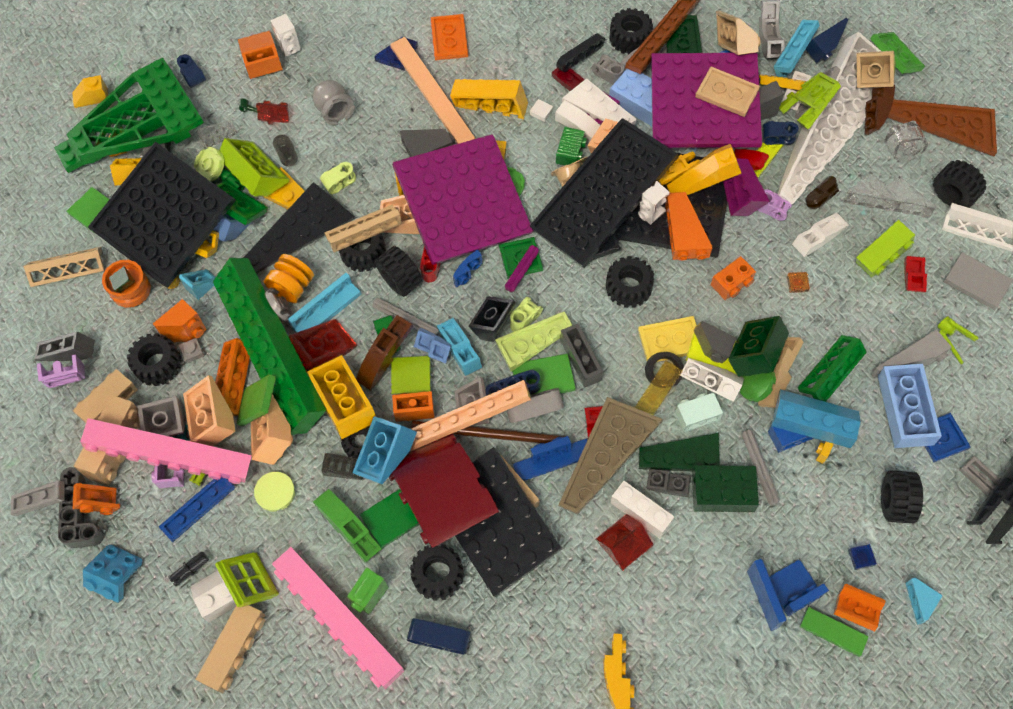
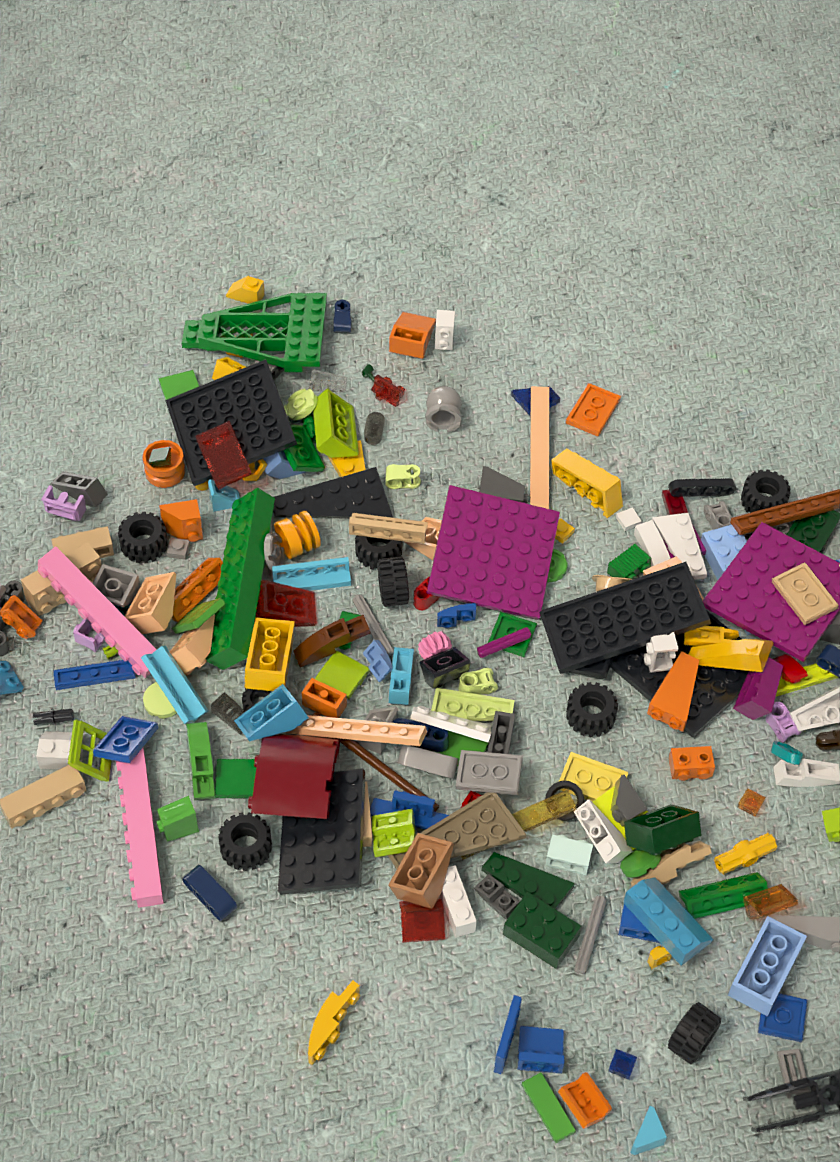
camera: 30 degrees right, 10 degrees down
(57, 261) = (130, 417): tan fence -> none
(178, 246) = (223, 455): none -> clear red slope
(270, 549) = (125, 739): none -> blue tile
(279, 474) = (175, 685): none -> medium azure fence
(470, 305) = (434, 644): none -> bright pink gear
(536, 361) = (452, 723): none -> white wing
(552, 484) = (393, 832): none -> lime slope
(595, 385) = (489, 772): none -> light grey tile
(603, 502) = (422, 871): none -> medium nougat slope
(796, 226) = (786, 752): none -> teal beam
(824, 326) = (745, 853): none -> yellow piece
(866, 355) = (768, 902): none -> clear orange tile

